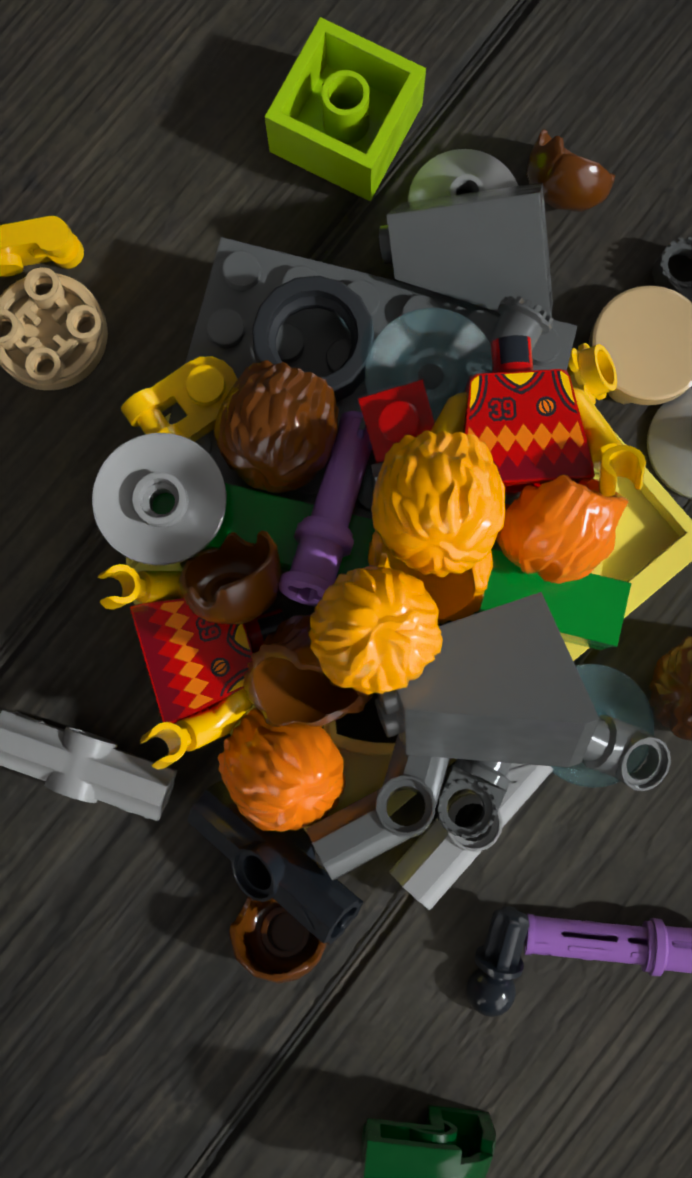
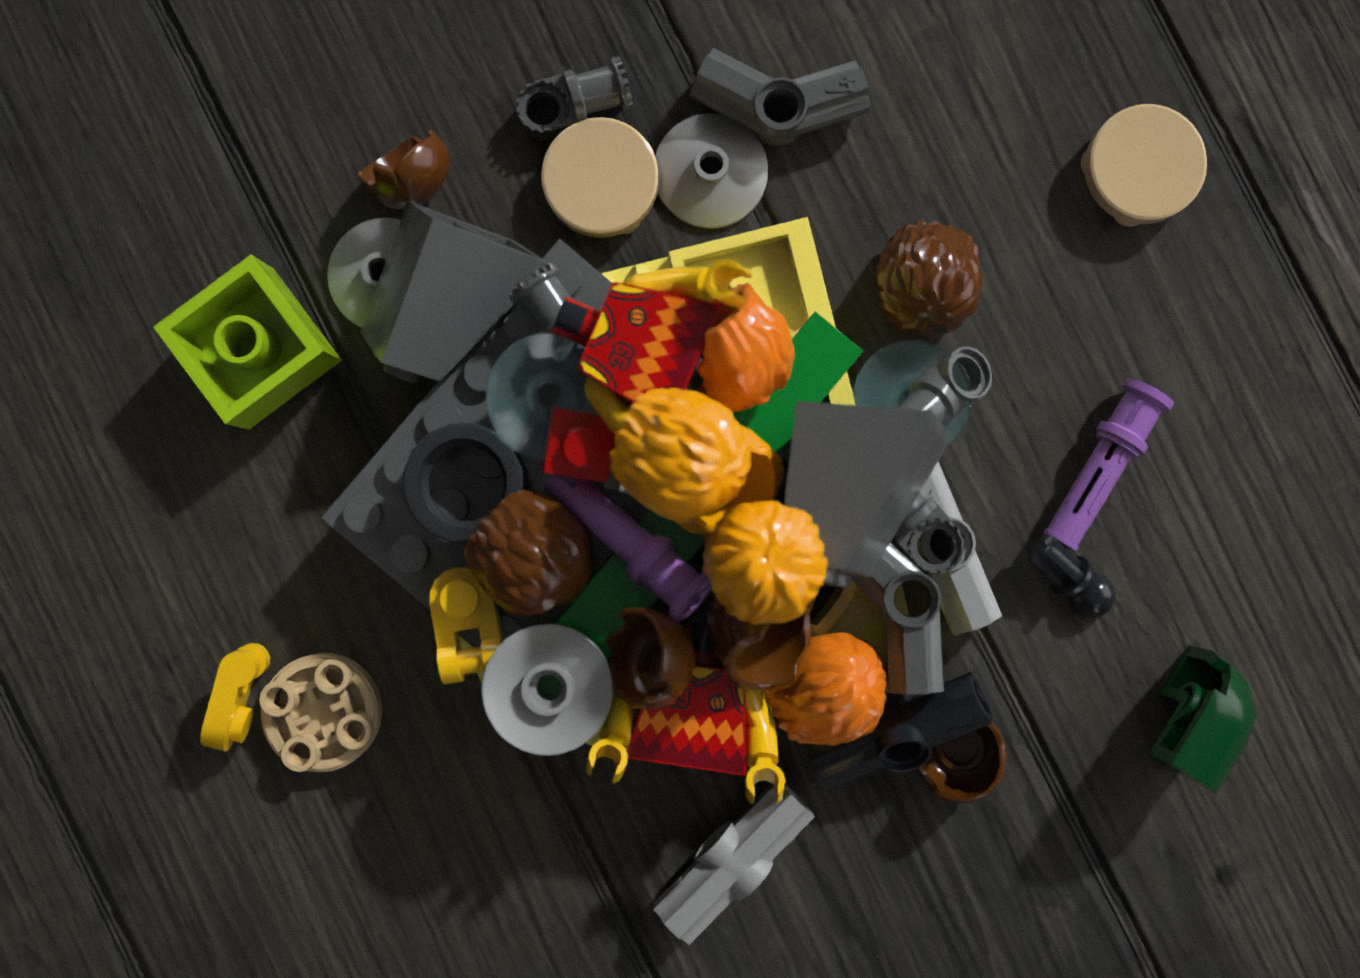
camera: 65 degrees left, 5 degrees up
(592, 371) = (603, 244): yellow plate -> none

